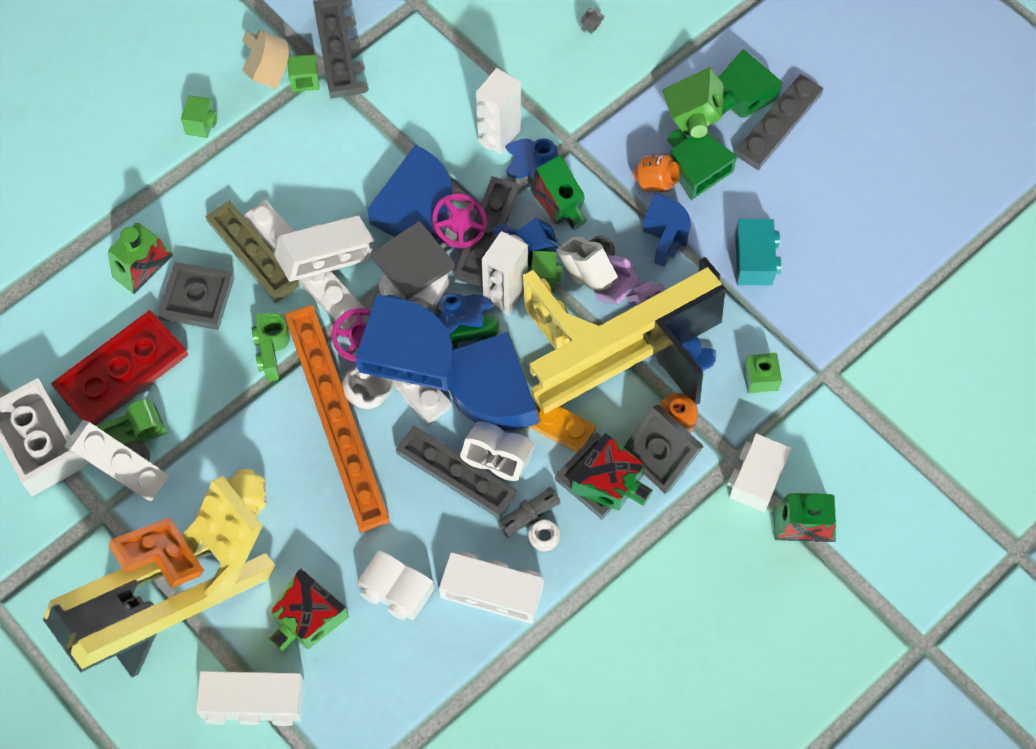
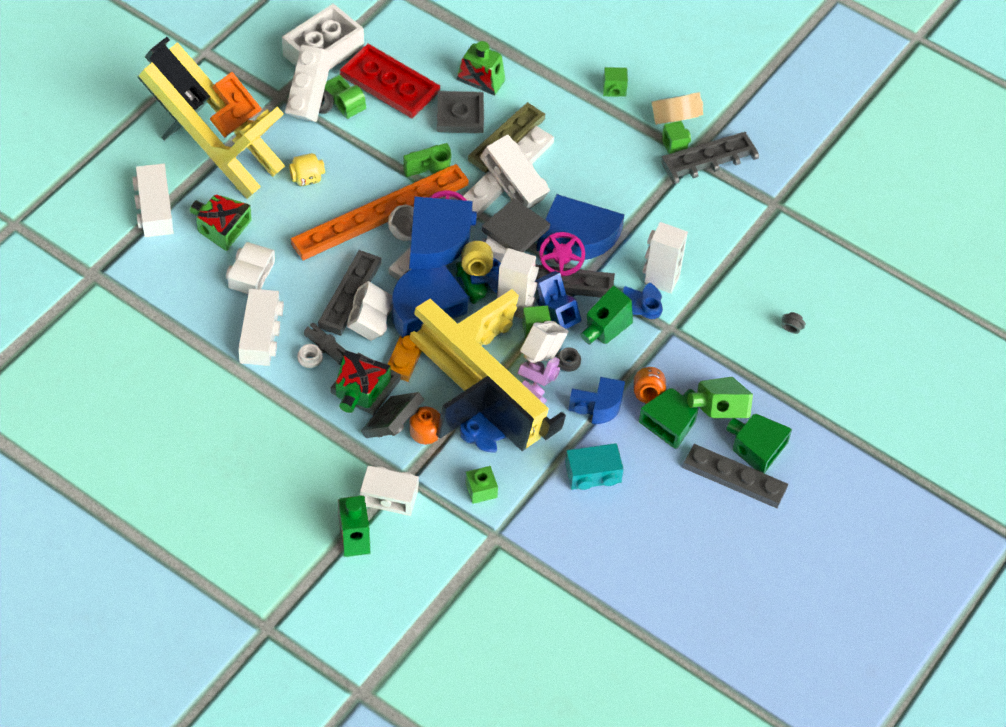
camera: 75 degrees right, 10 degrees down
(455, 309) = (477, 258): none -> light yellow head

